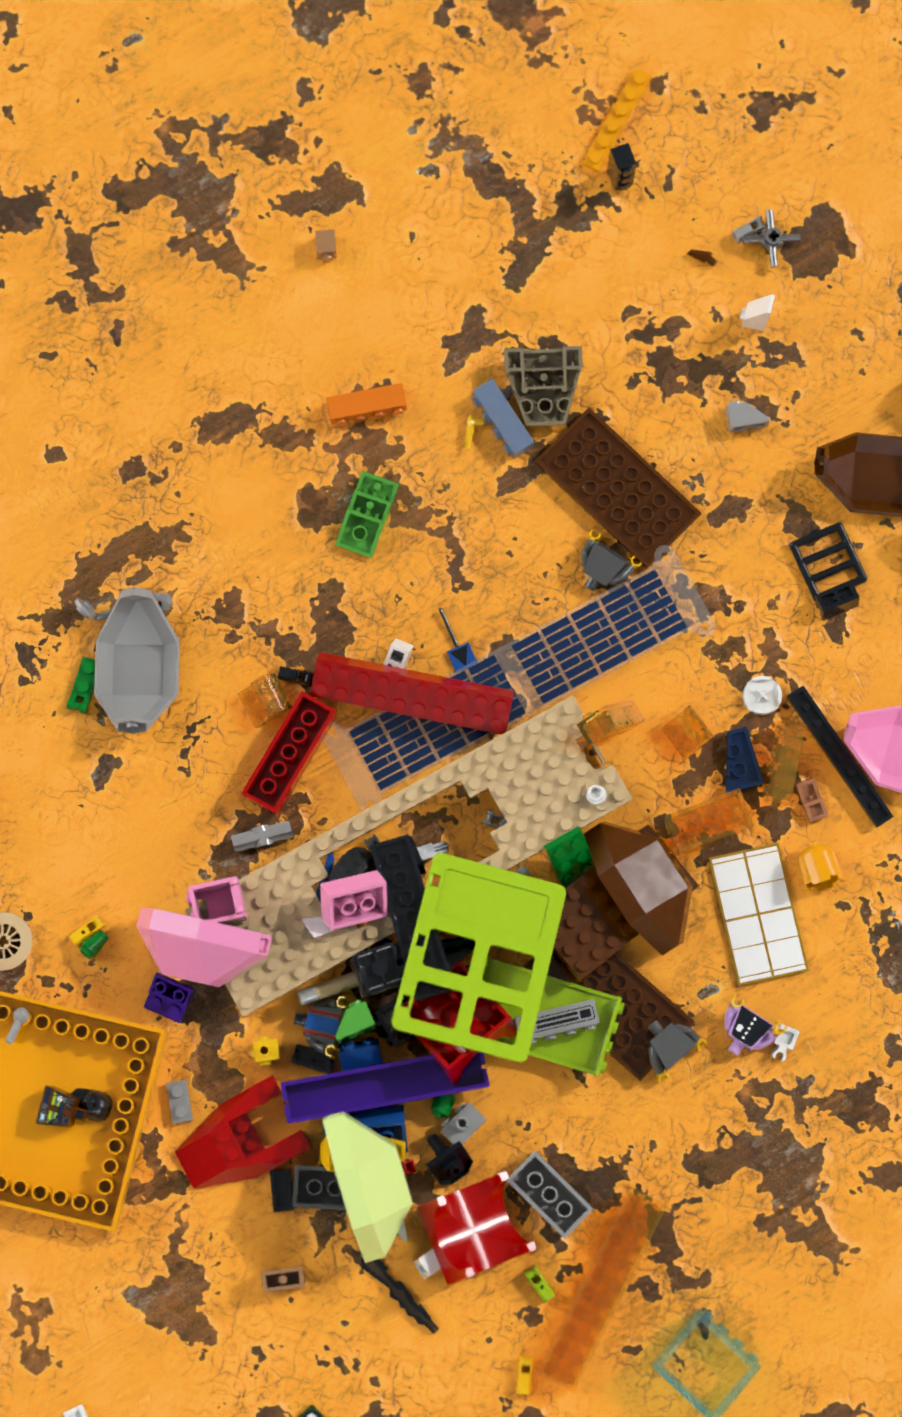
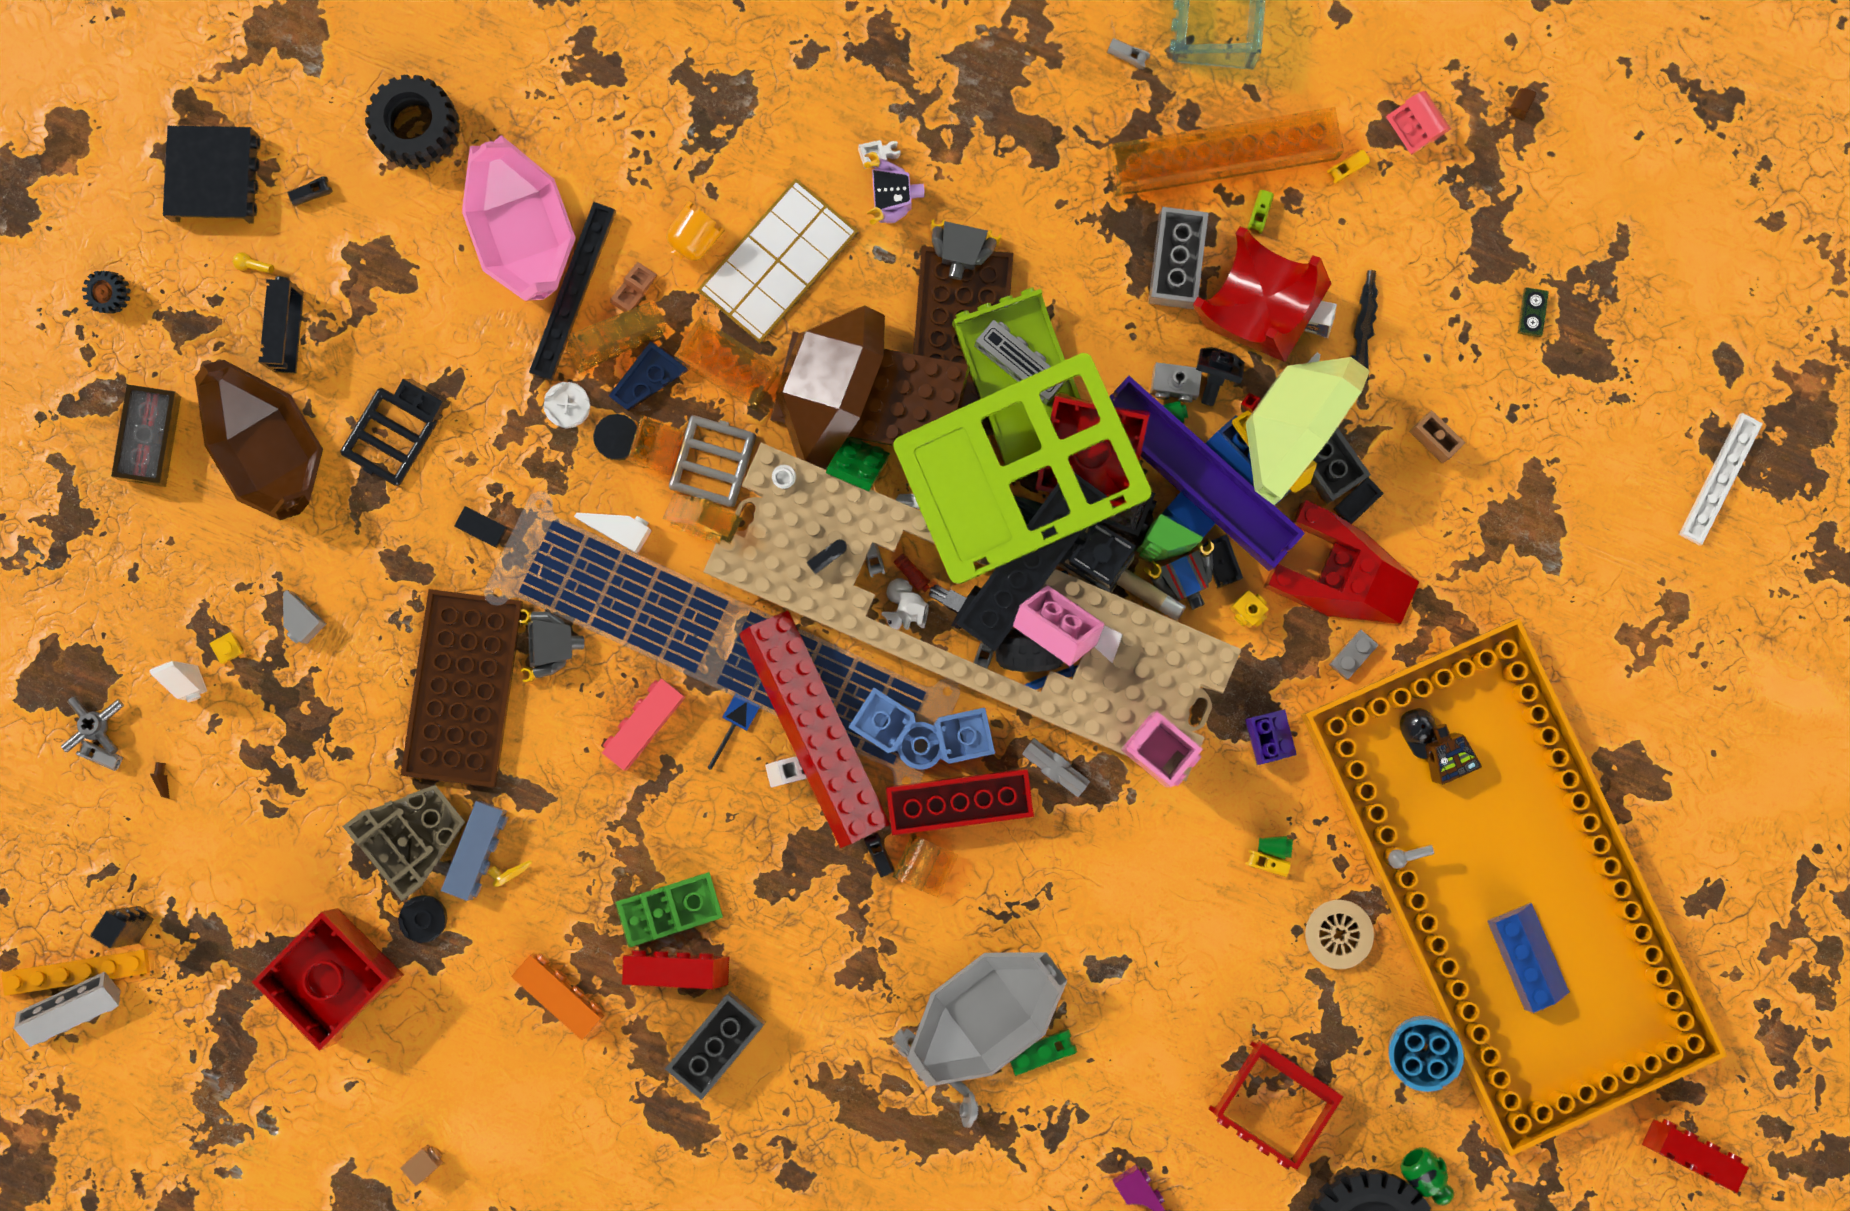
camera: 130 degrees left, 5 degrees up
(198, 947) = (1218, 735): bright pink panel -> none
(255, 479) = (715, 1045): none -> dark grey brick
(323, 489) = (675, 970): none -> red wedge
(371, 748) = (949, 738): none -> medium blue plate
(446, 822) = (910, 605): none -> white animal
(466, 841) = (914, 575): none -> clear red piece
(484, 355) = (422, 919): none -> black tile
(490, 269) = (326, 978): none -> red piece
(502, 586) = (643, 724): none -> coral brick
(519, 783) = (827, 556): none -> black bar
(595, 99) = (67, 1009): none -> light grey brick
(636, 785) = (688, 442): none -> light grey bar
(644, 669) = (621, 529): none -> white slope
(715, 711) = (614, 436): none -> black tile
(719, 578) = (480, 527): none -> black tile
(730, 1277) = (1123, 51): none -> light grey bar
(760, 357) = (226, 648): none -> yellow plate

